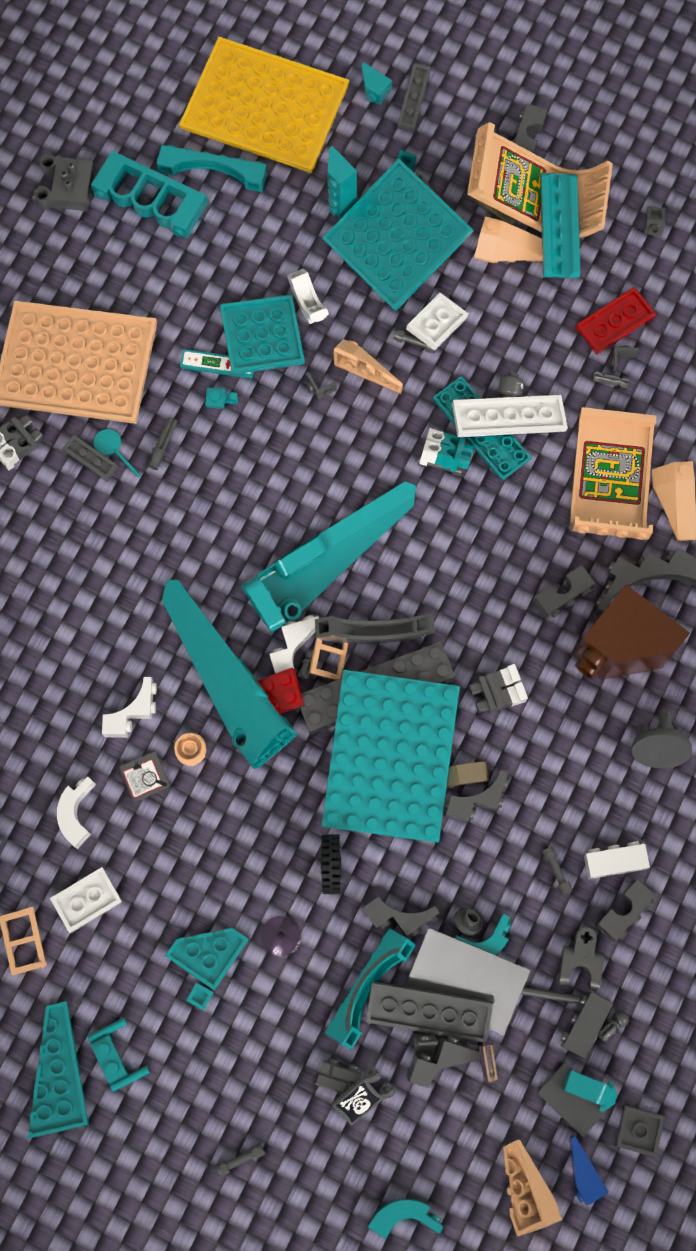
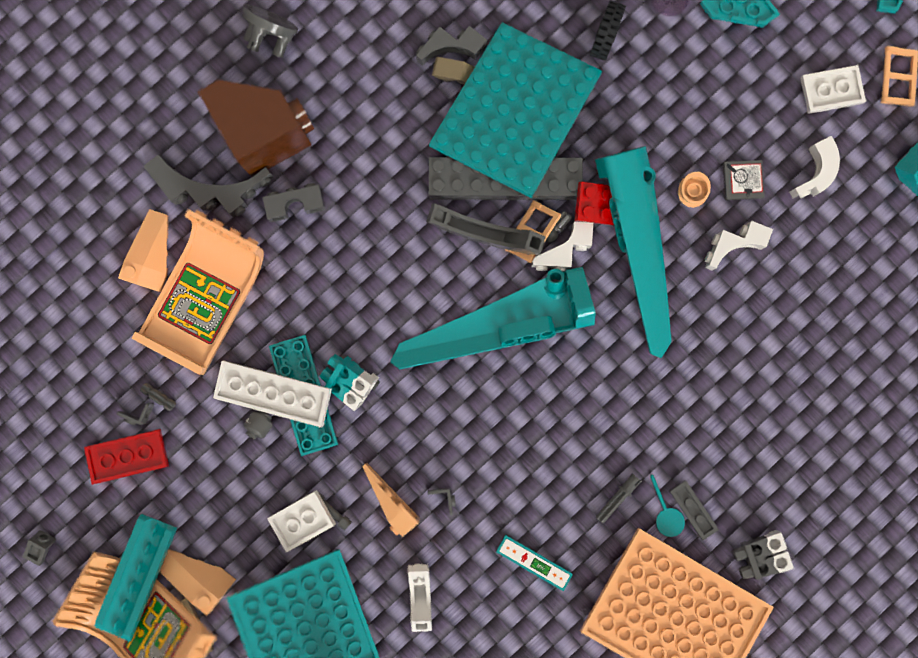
camera: 160 degrees left, 10 degrees up
(218, 398) = (546, 526): teal plate -> none
(262, 334) = (480, 576): teal plate -> none
(499, 690) = (392, 135): dark grey hips -> none

